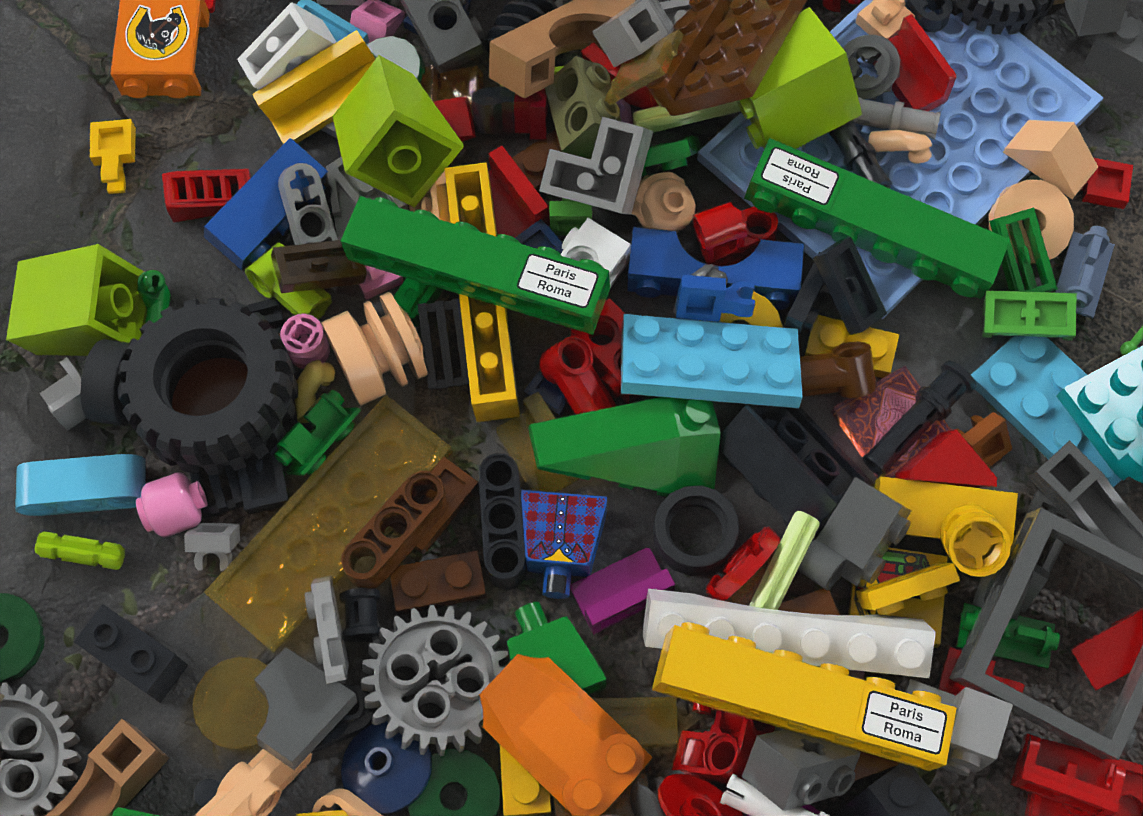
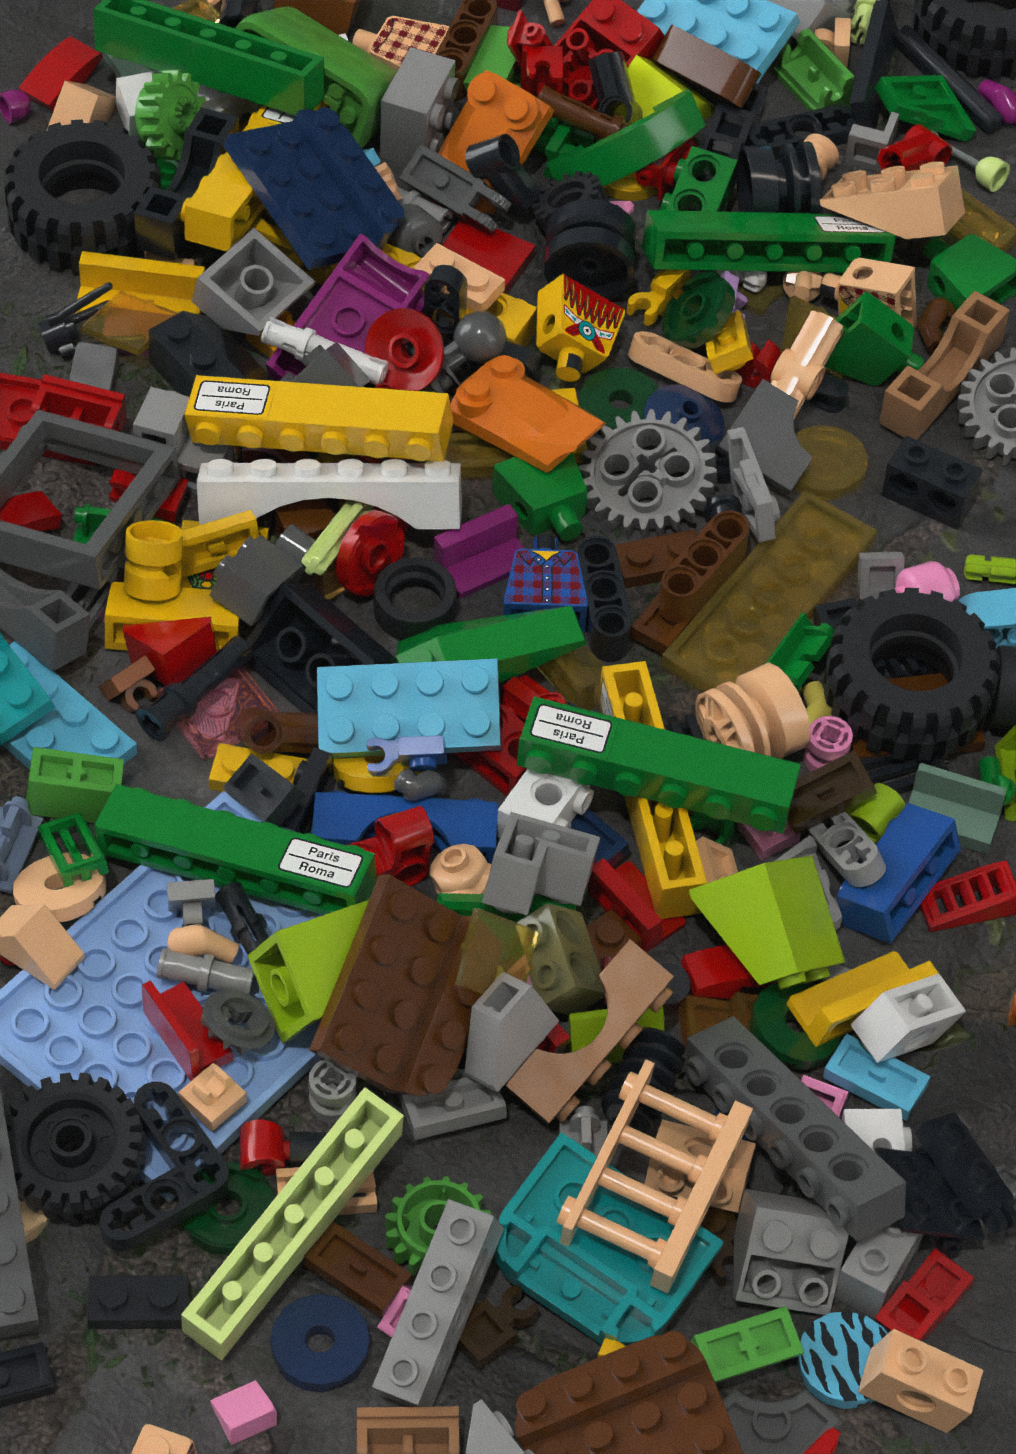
camera: 170 degrees right, 15 degrees down
(201, 273) = (969, 801): none -> sand green panel
(916, 178) = (191, 898): none -> light grey tile

